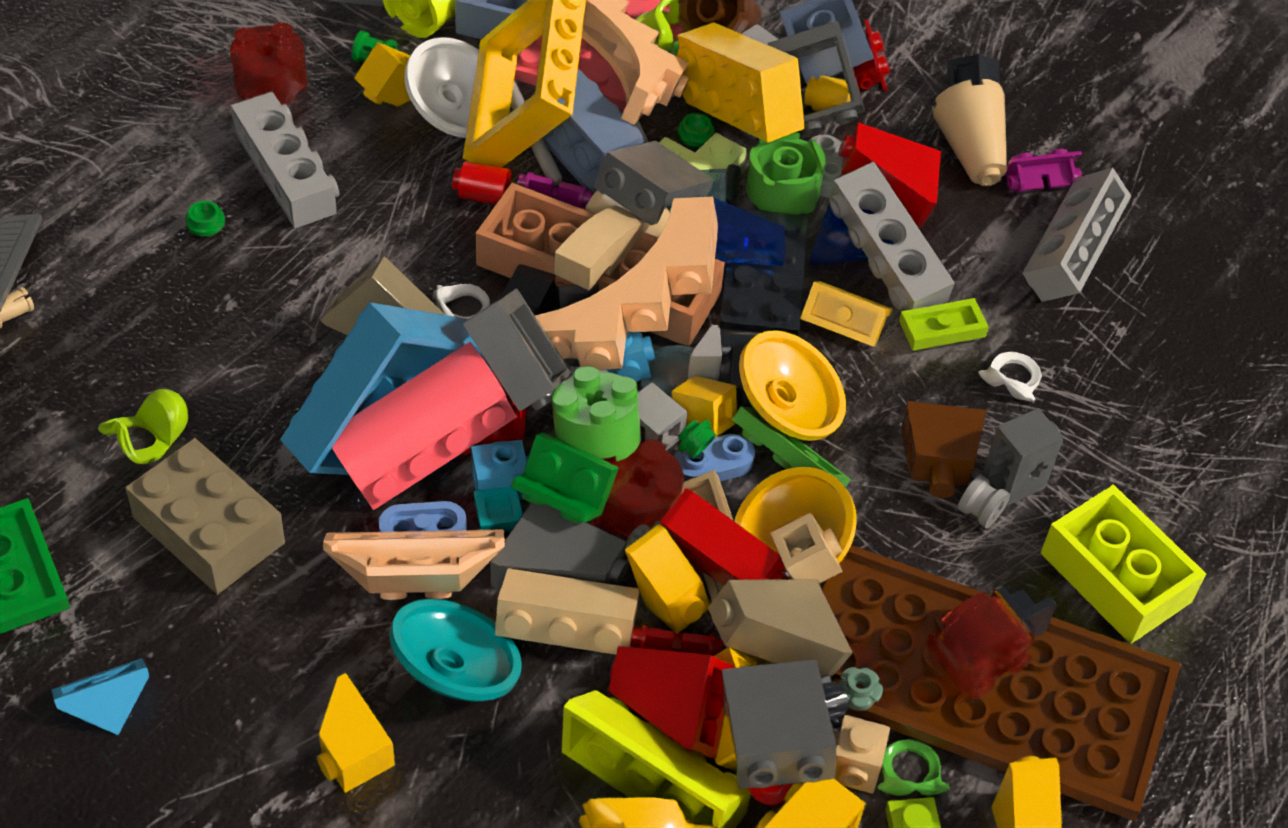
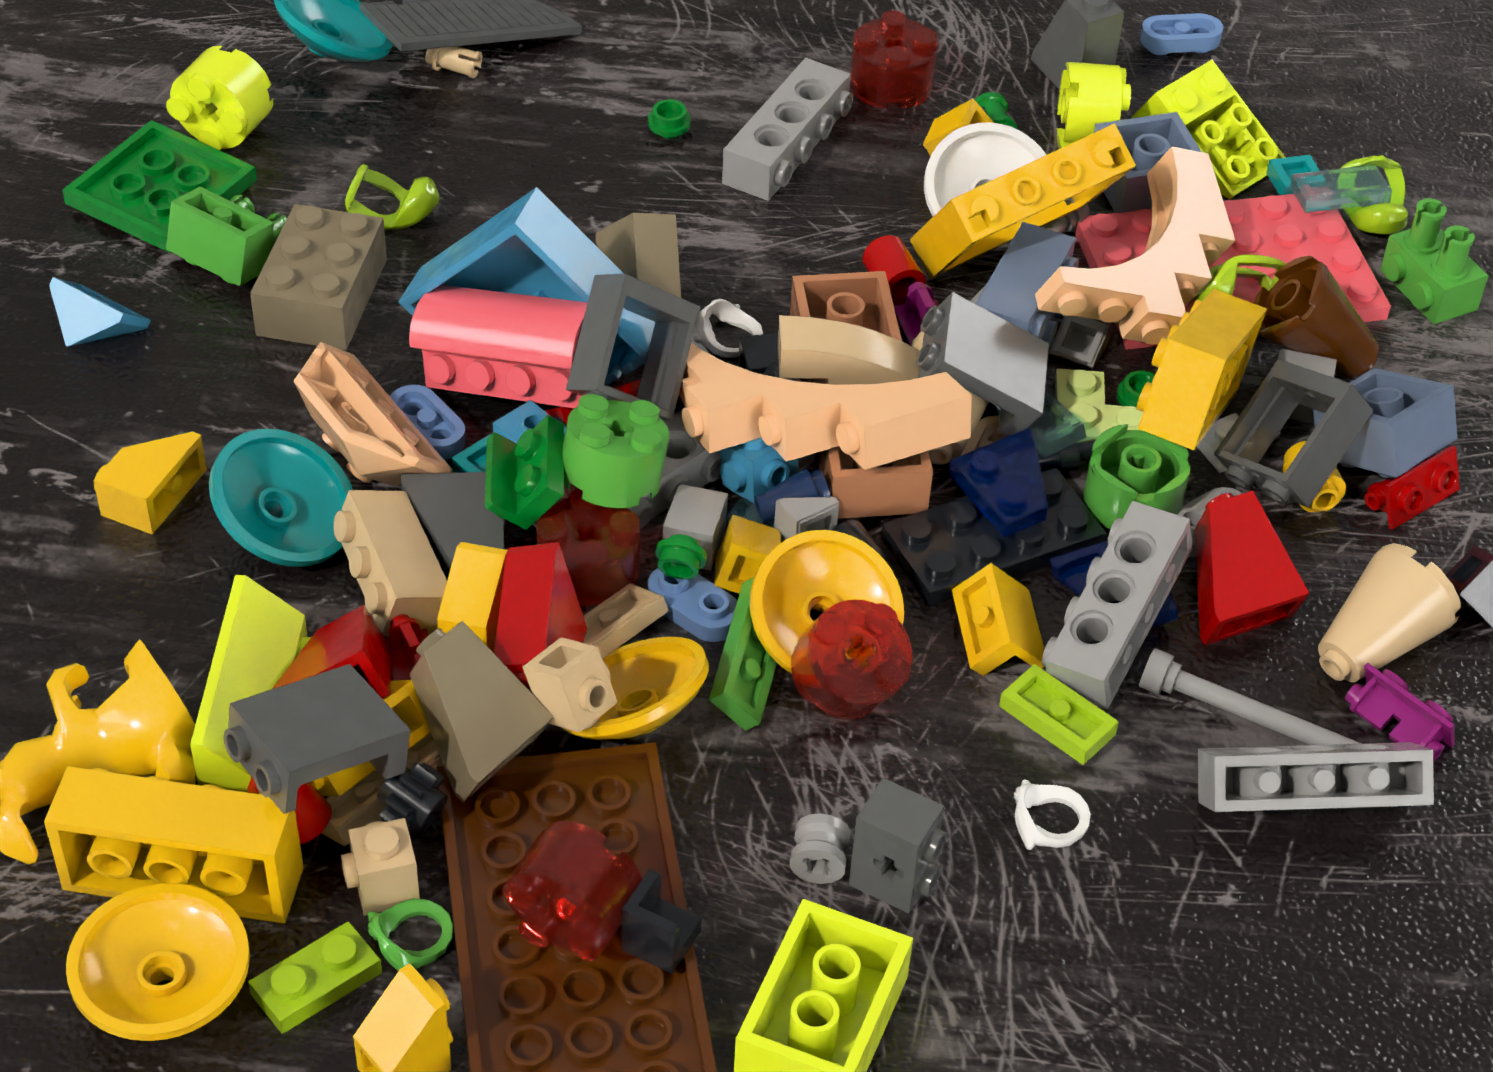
camera: 60 degrees right, 5 degrees down
(104, 556) = (222, 234): none -> bright green brick
(676, 349) = (797, 486): none -> dark blue cone
(852, 396) = (856, 685): none -> clear red brick
(859, 698) = (460, 837): sand green plate -> none
(941, 444) = (856, 763): reddish brown torso -> none
(949, 253) = (1166, 675): none -> light grey piece

